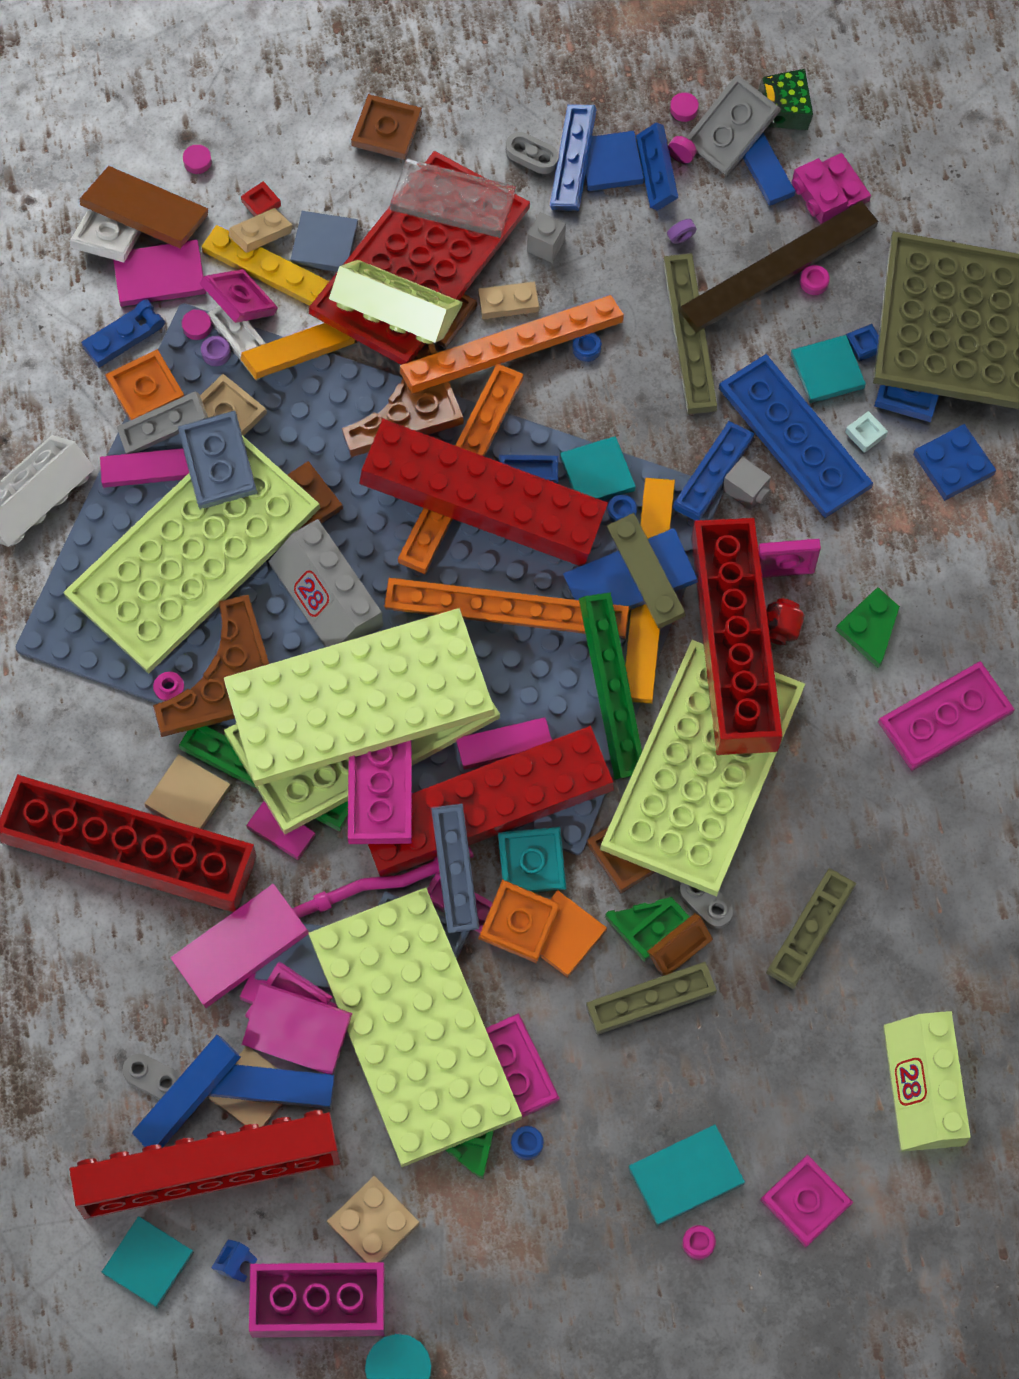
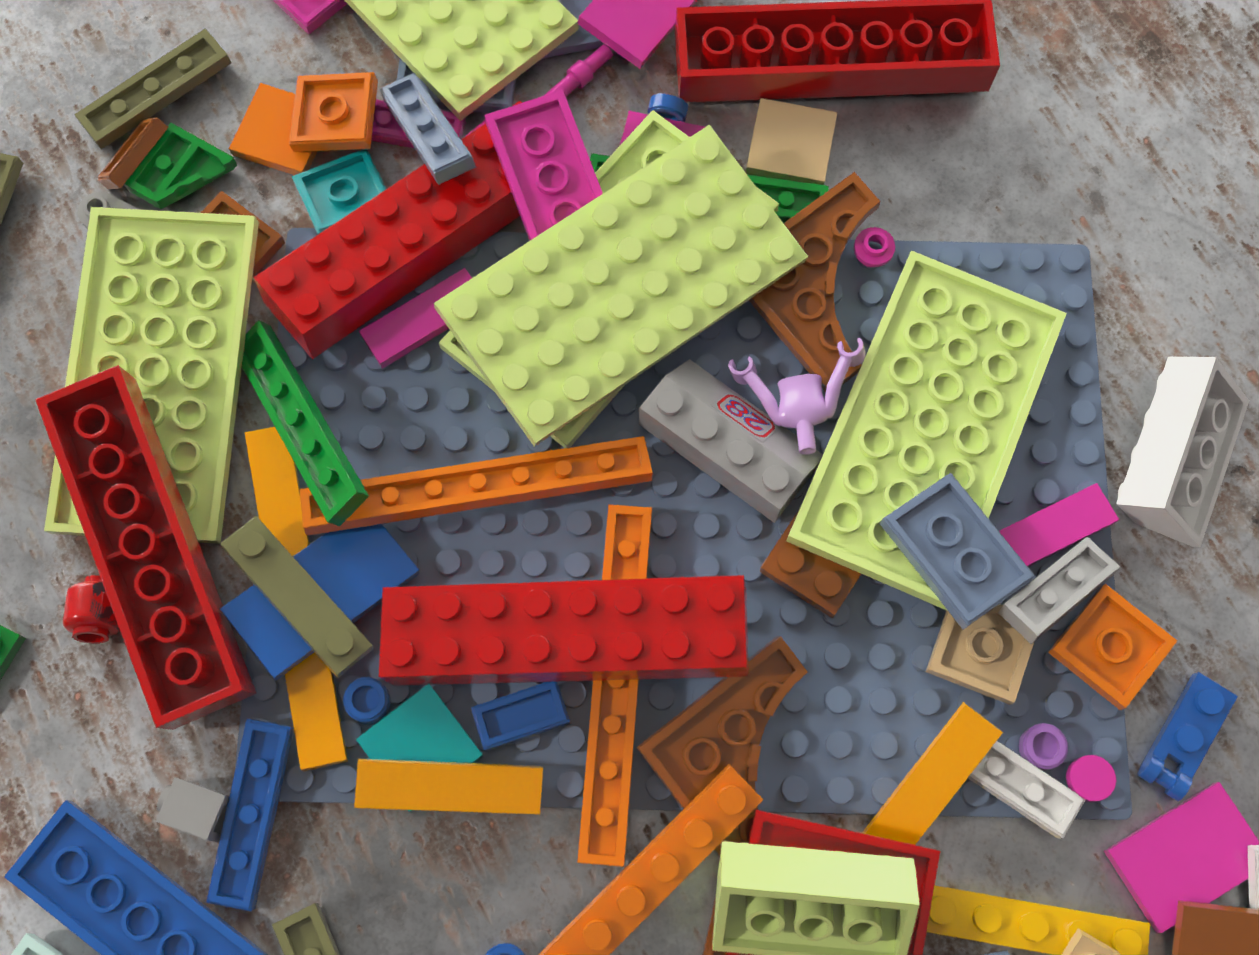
camera: 160 degrees right, 5 degrees up
(239, 295) = (1054, 847): dark pink tile -> none
(268, 846) = (668, 106): none -> blue tile
(269, 593) = (801, 396): none -> lavender piece
(586, 438) = (448, 786): none -> light orange tile
(789, 557) = (94, 697): dark pink tile -> none

